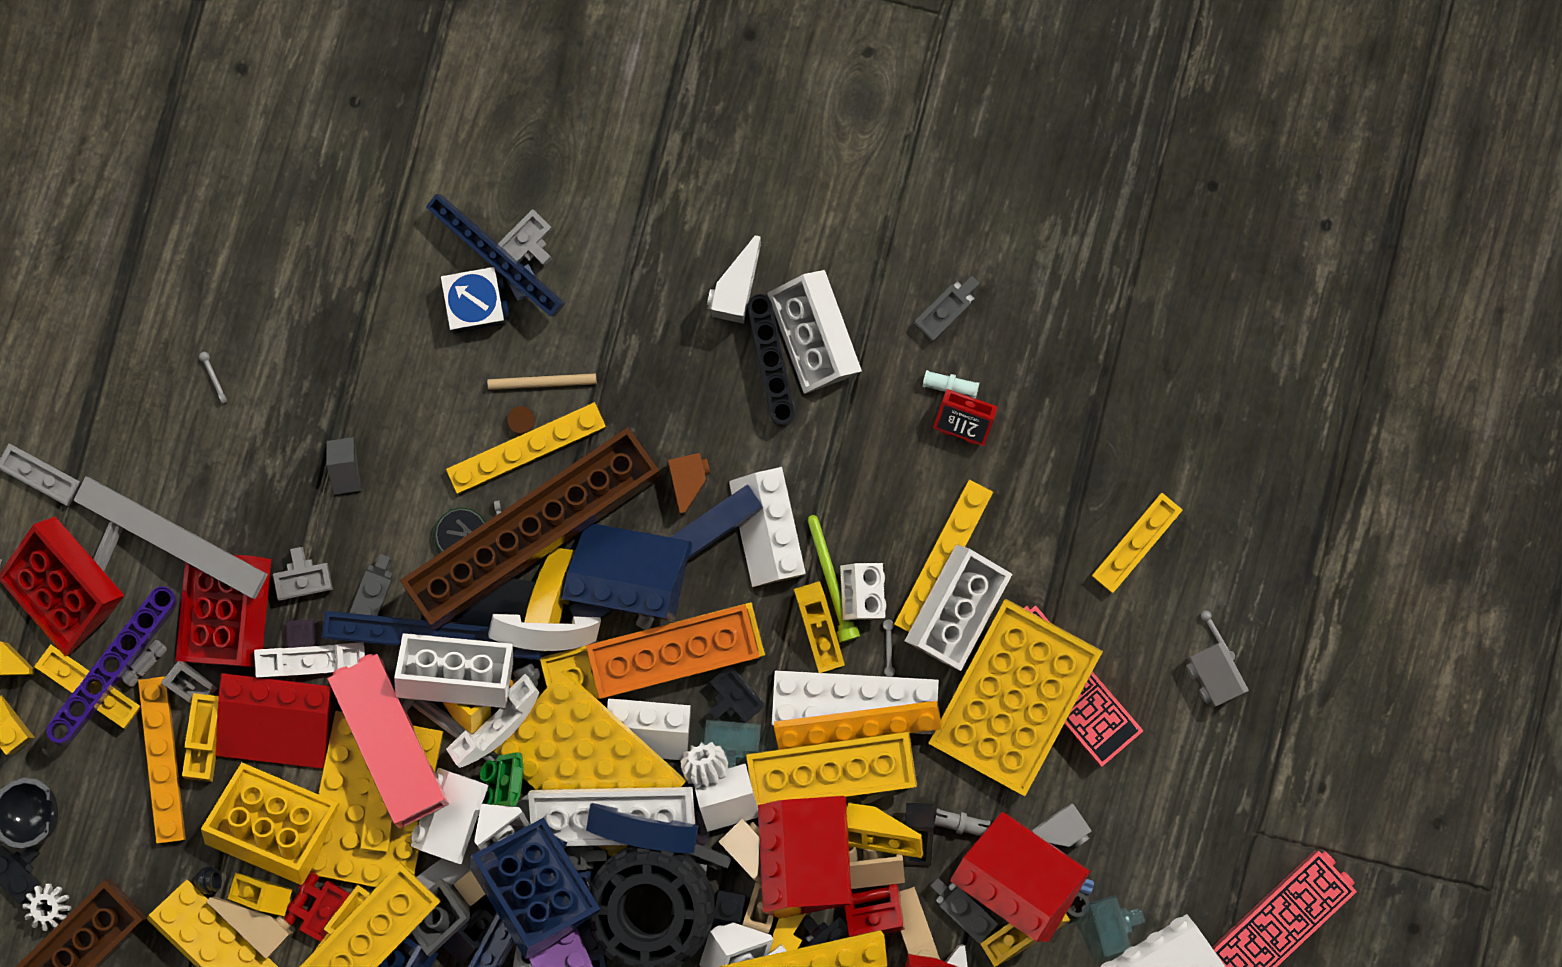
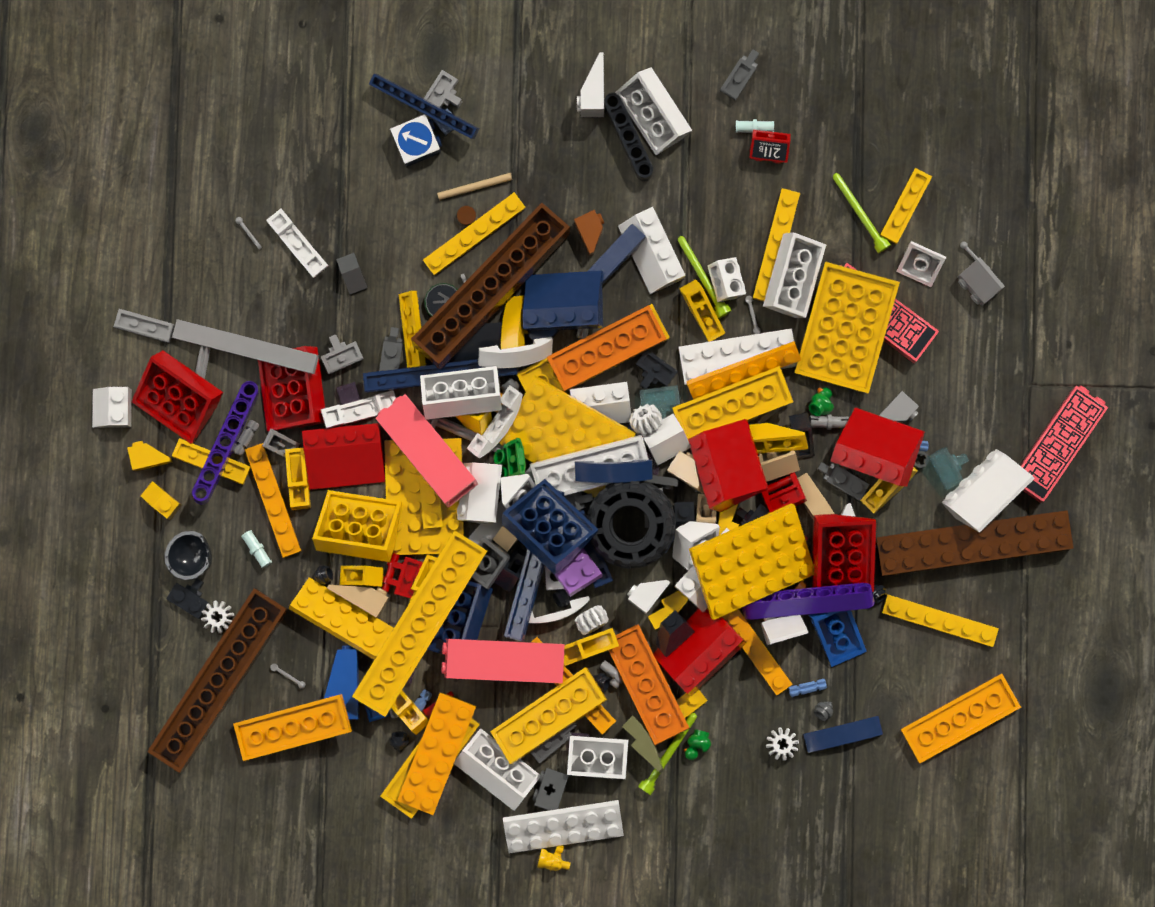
camera: 10 degrees left, 0 degrees up
(123, 823) = (256, 549): none -> light aqua pin
(277, 407) = (297, 243): none -> white slope
(408, 559) = (411, 325): none -> yellow plate
(955, 793) = (821, 402): none -> green animal
(1089, 586) = (880, 243): none -> lime piece
(1139, 630) = (921, 264): none -> white slope

